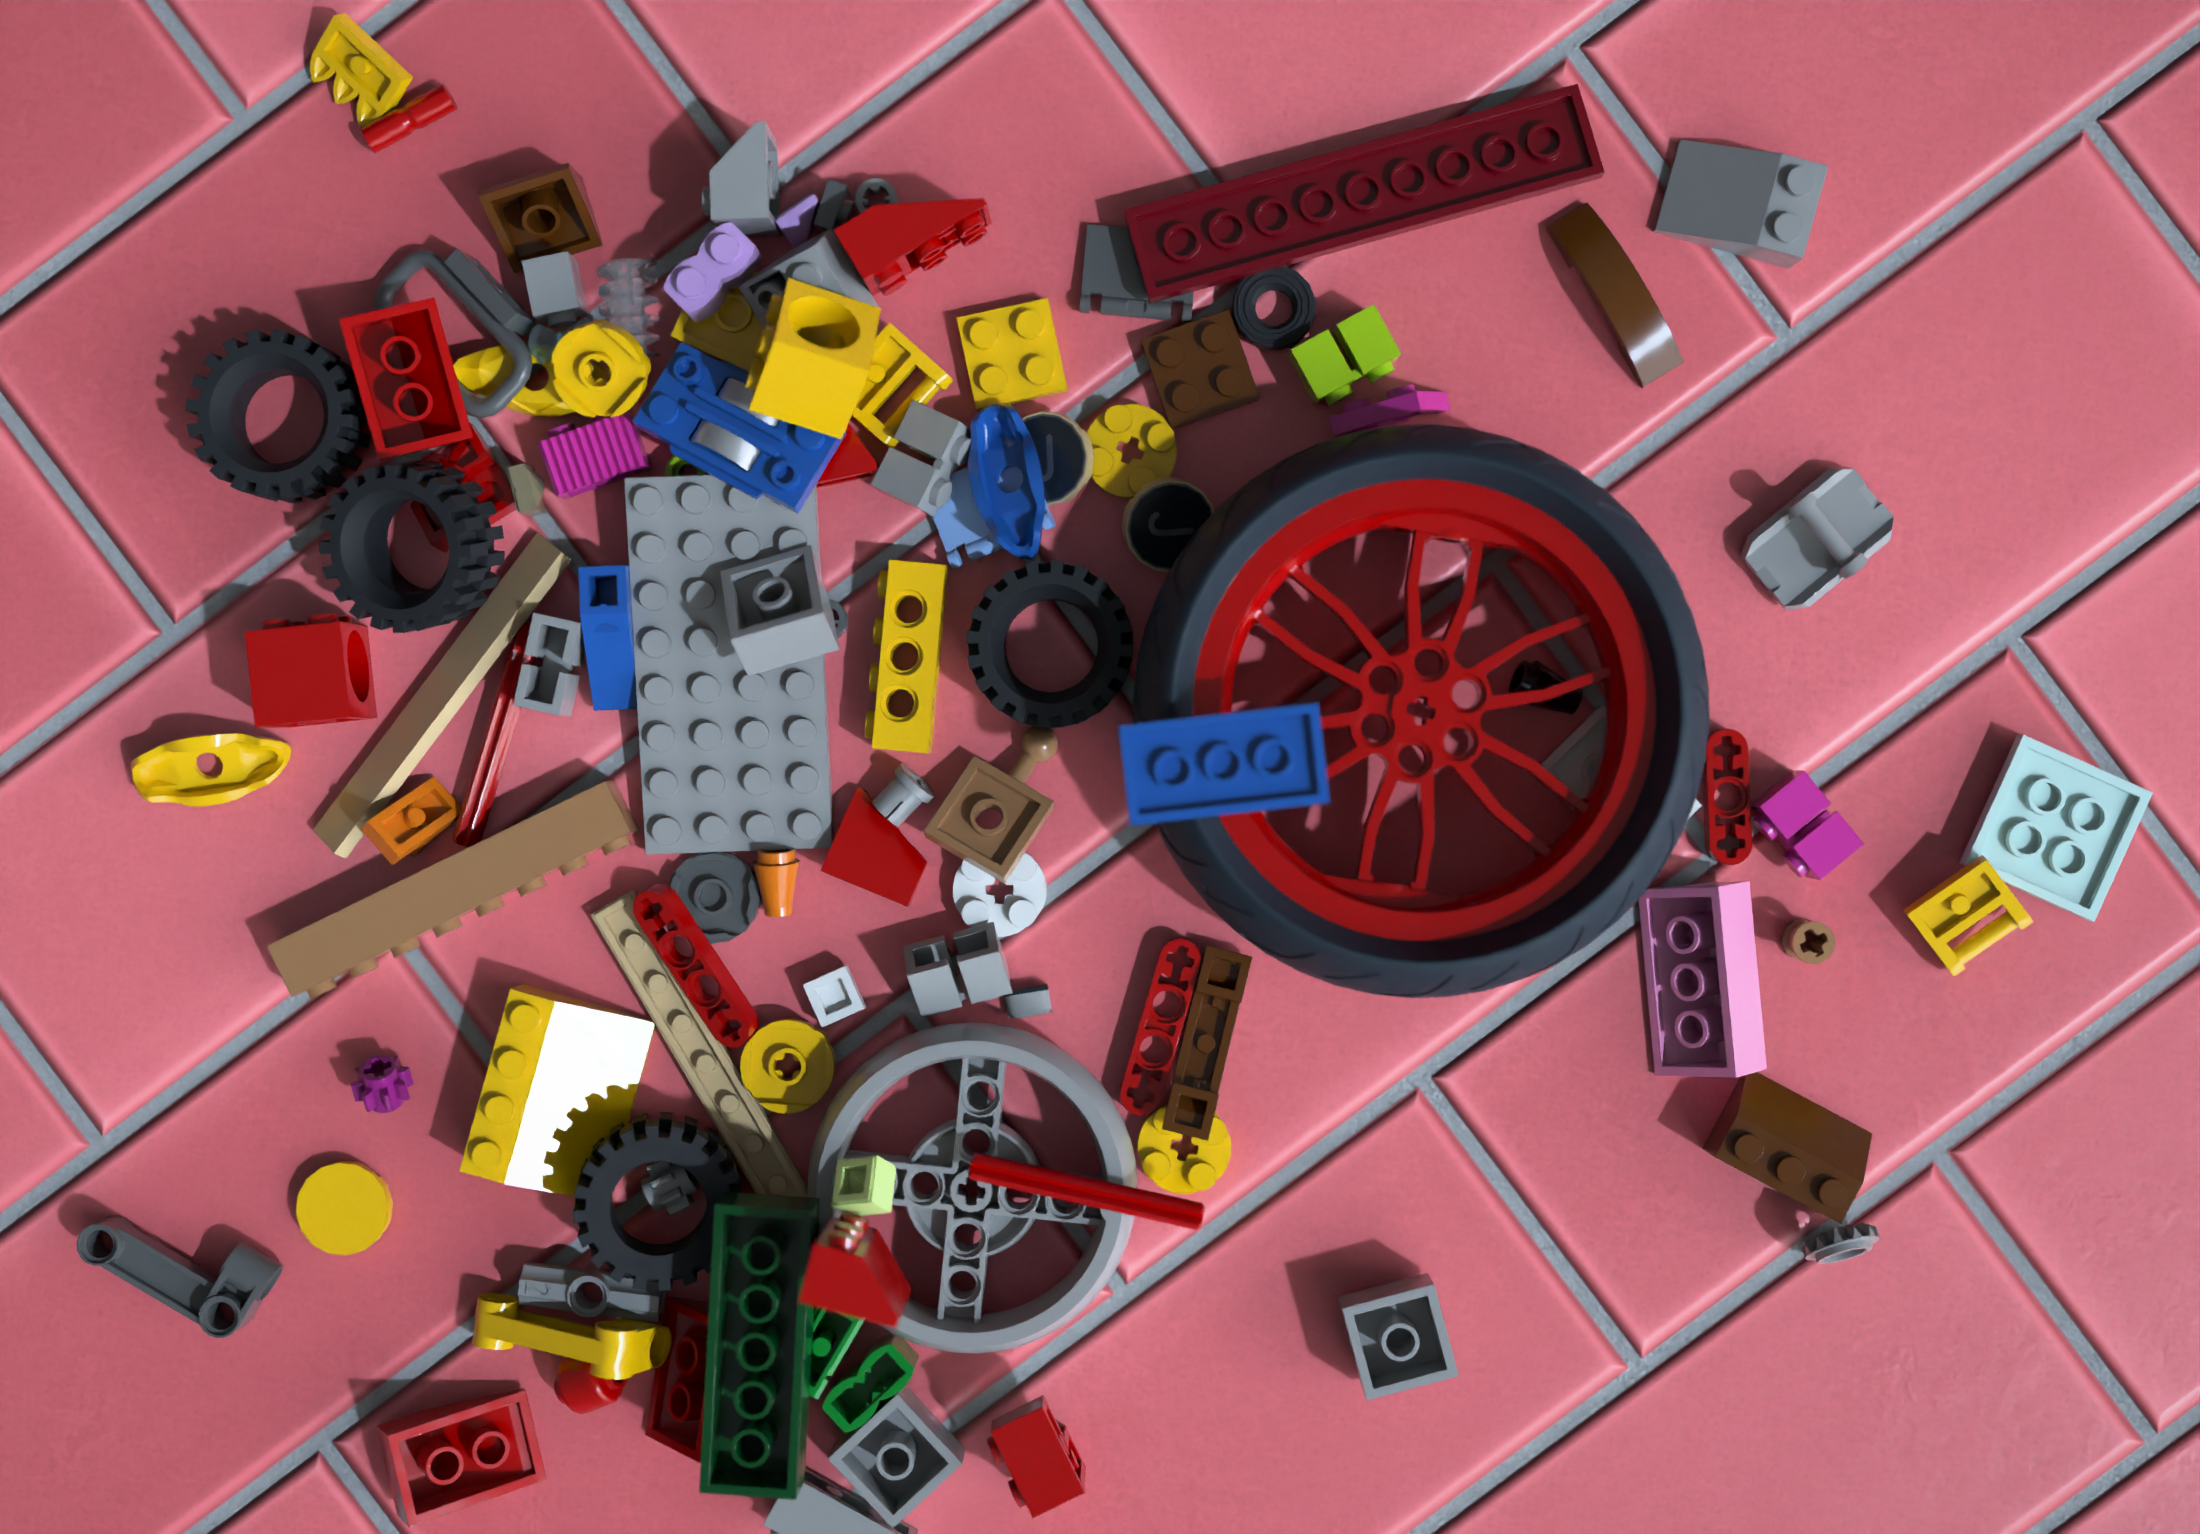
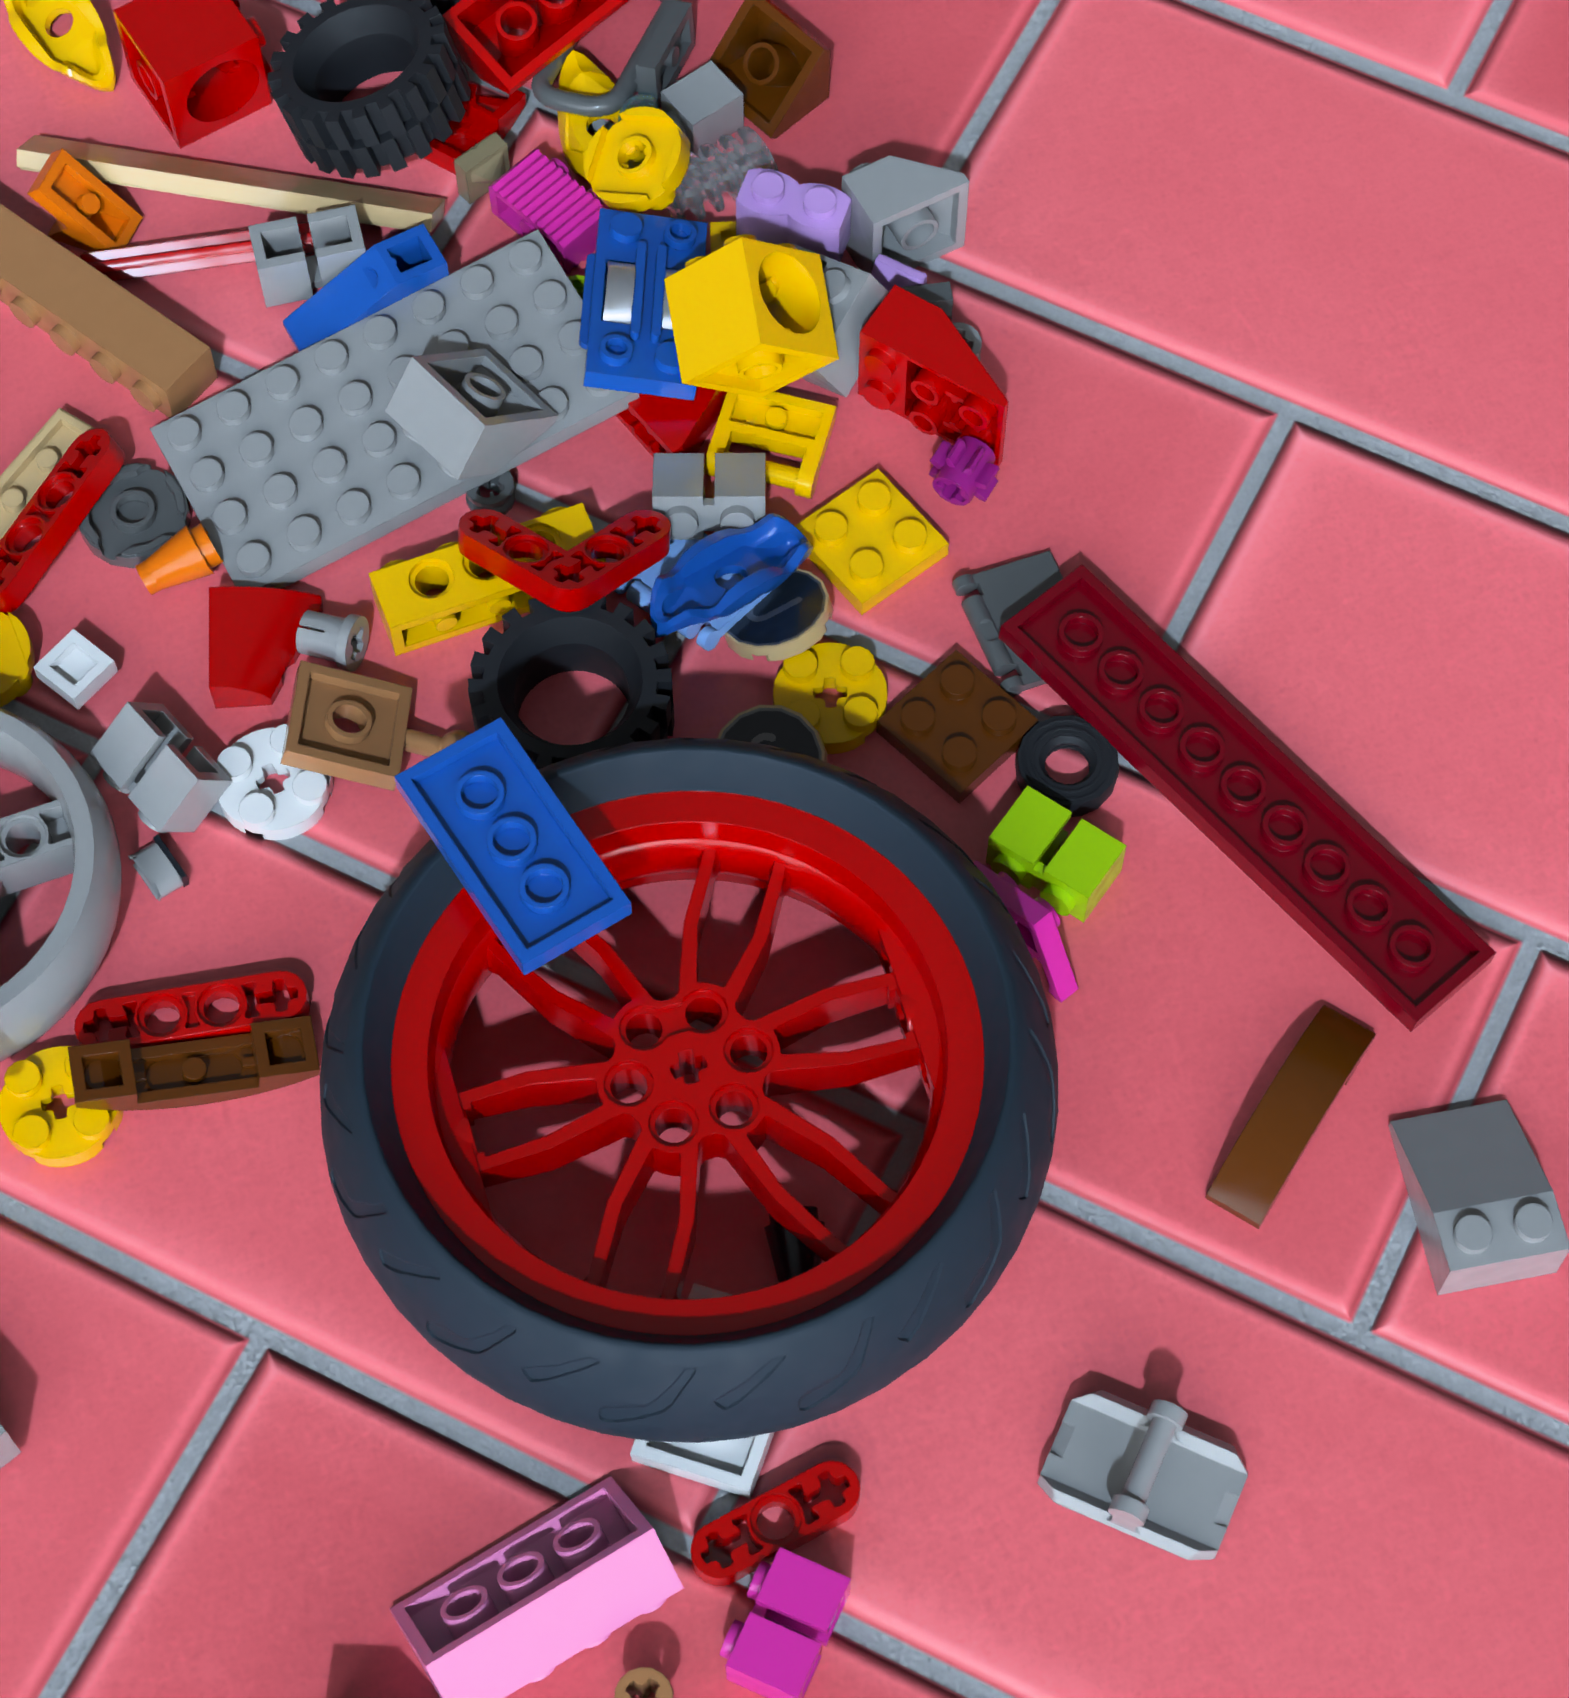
camera: 60 degrees right, 25 degrees down
(951, 608) = (562, 577): none -> red beam
(995, 254) = (964, 470): none -> magenta gear

